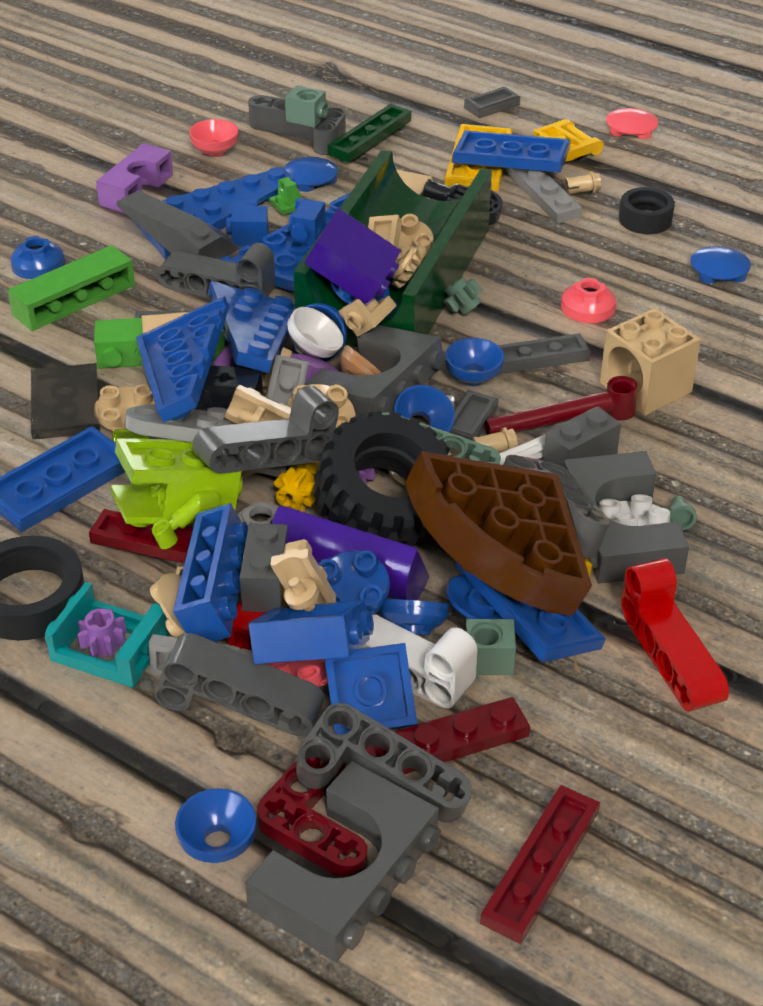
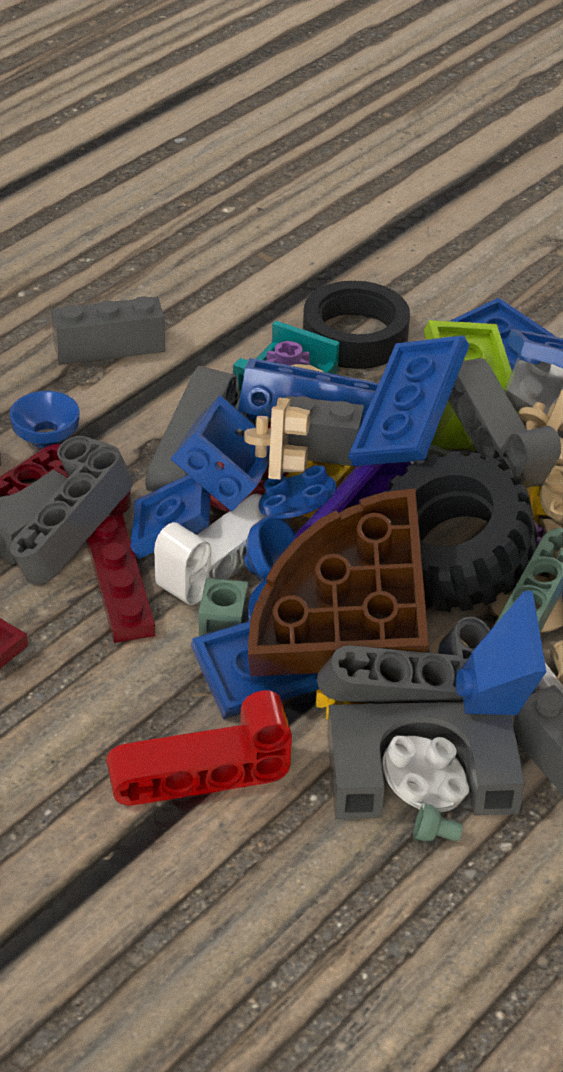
camera: 95 degrees right, 0 degrees up
(42, 794) = (108, 330): none -> dark grey brick
(258, 480) = (409, 401): none -> blue tile
(561, 431) = (505, 663): none -> blue slope

